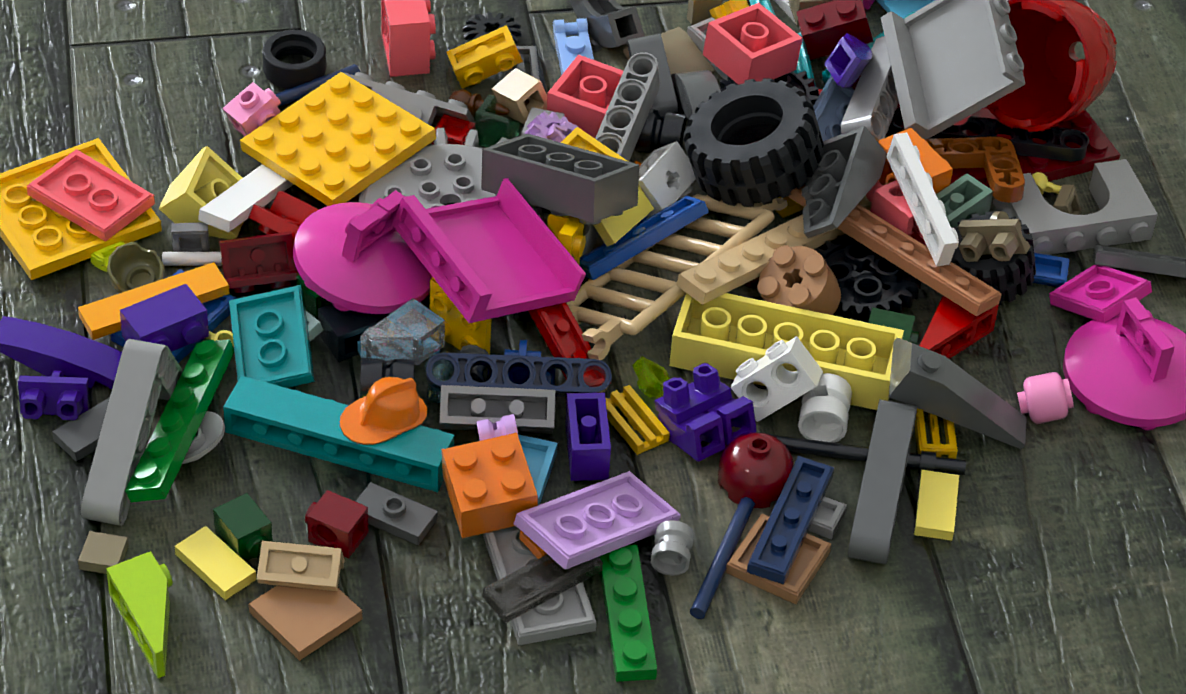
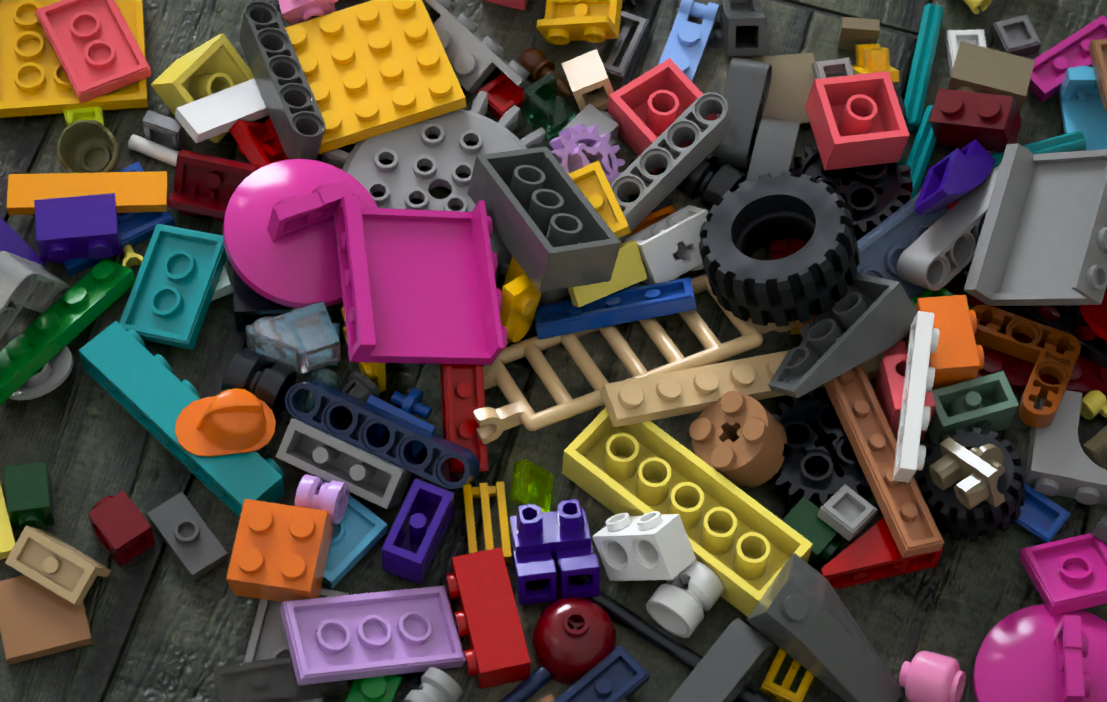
camera: 25 degrees right, 15 degrees up
(273, 165) = (281, 81): none -> dark grey beam
(682, 478) = (488, 618): none -> red brick
(913, 304) = (847, 512): none -> light grey tile

